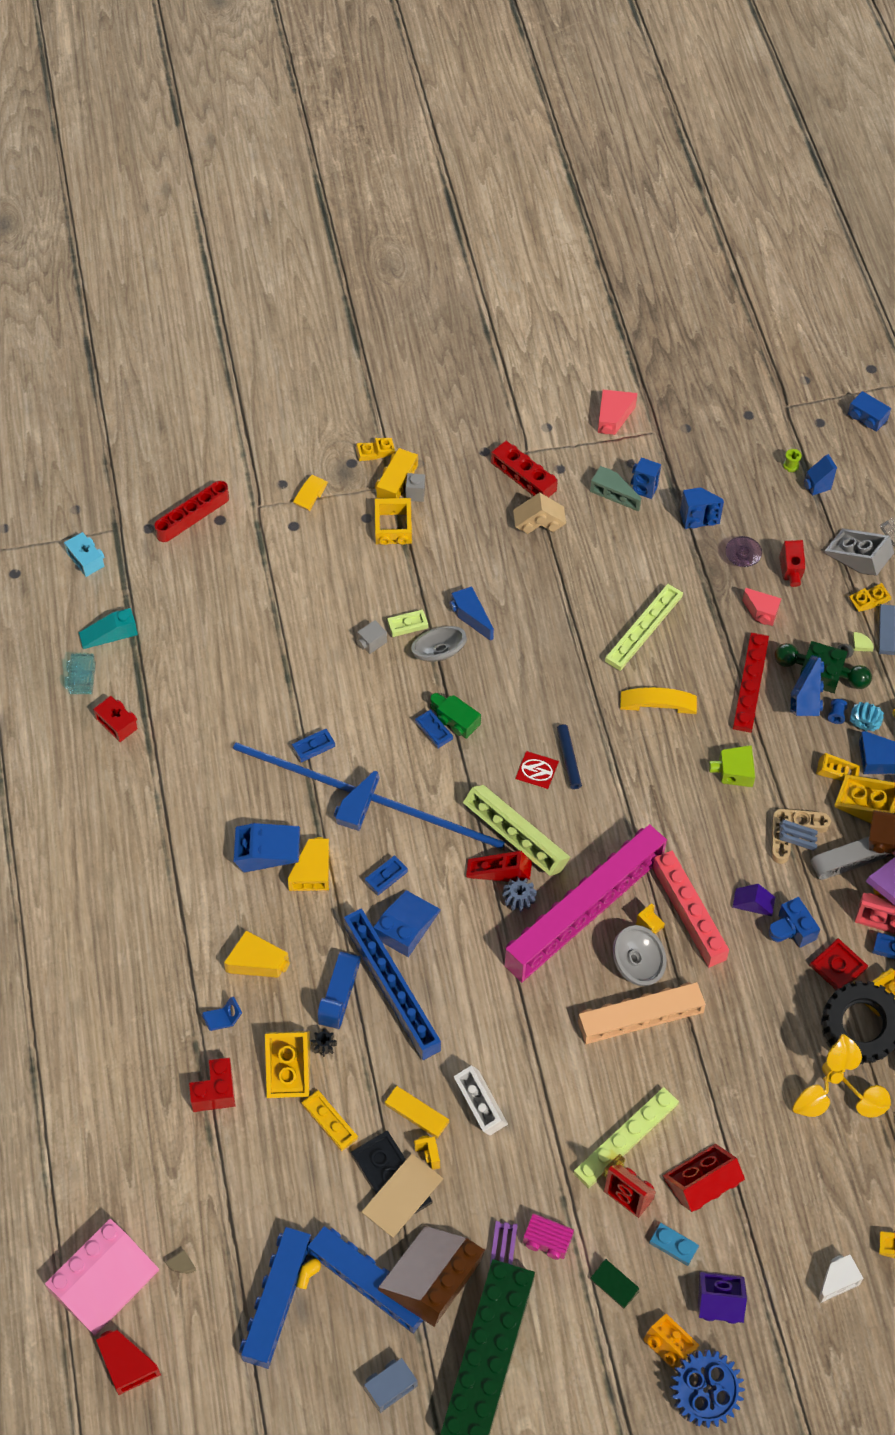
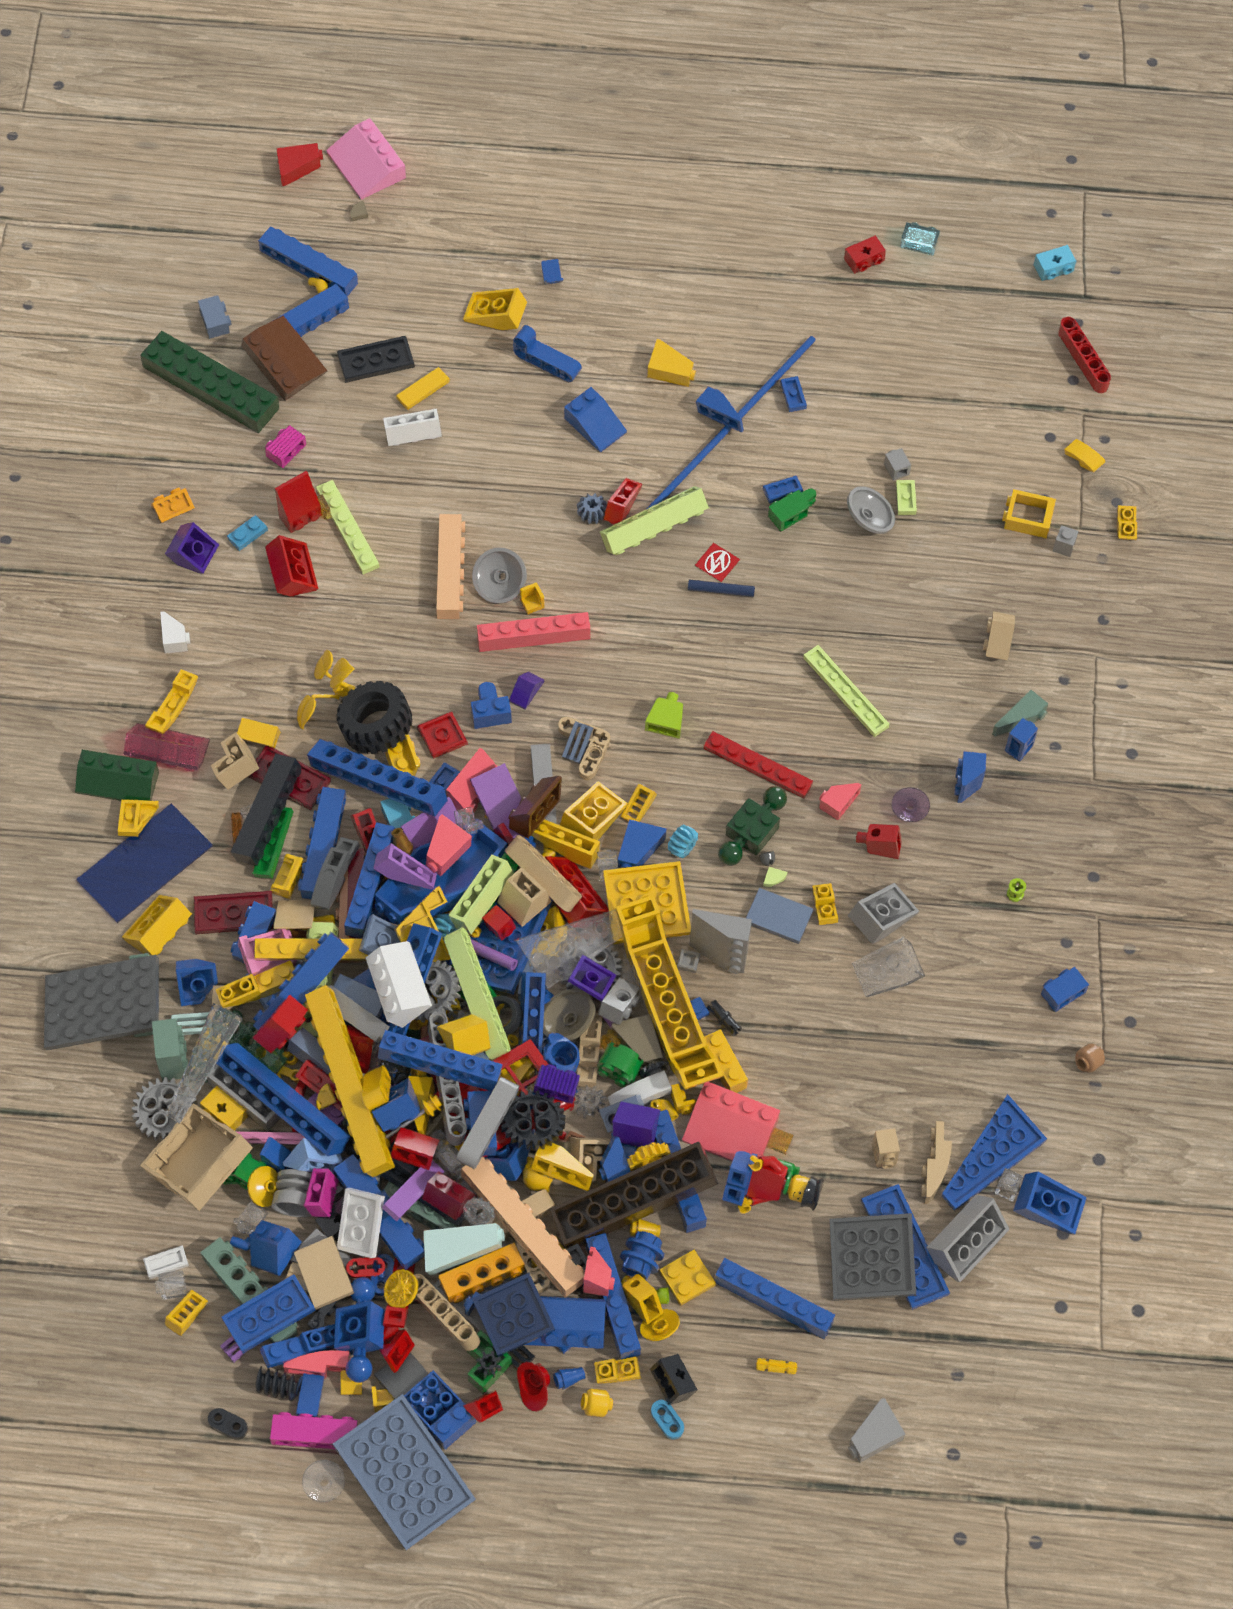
camera: 105 degrees right, 5 degrees up
(109, 629) = (964, 269): teal slope -> none
(217, 1091) = (490, 259): red brick -> none
(256, 958) = (597, 308): yellow slope -> none
(265, 846) = (696, 330): blue slope -> none
(321, 1037) = (503, 336): black gear -> none
(329, 1120) = (438, 329): yellow tile -> none
(386, 875) = (644, 417): blue plate -> none
(392, 984) = (536, 391): blue brick -> none
(395, 475) = (1091, 533): yellow brick -> none
(402, 1195) = (356, 359): tan window -> none
(430, 1149) = (384, 387): yellow bracket -> none
(471, 612) = (903, 551): blue slope -> none
(506, 1227) = (294, 416): medium lavender tile -> none
(523, 470) = (1053, 640): red brick -> none
(583, 903) = (563, 549): dark pink brick -> none
(615, 410) = (1123, 744): coral slope -> none
(615, 1283) = (232, 483): dark green slope -> none
(658, 698) = (758, 680): yellow slope -> none
(726, 1382) = (126, 513): blue gear -> none
(806, 692) = (718, 791): blue slope -> none
(820, 476) = (984, 905): blue slope -> none
(837, 711) = (700, 824): blue bush -> none

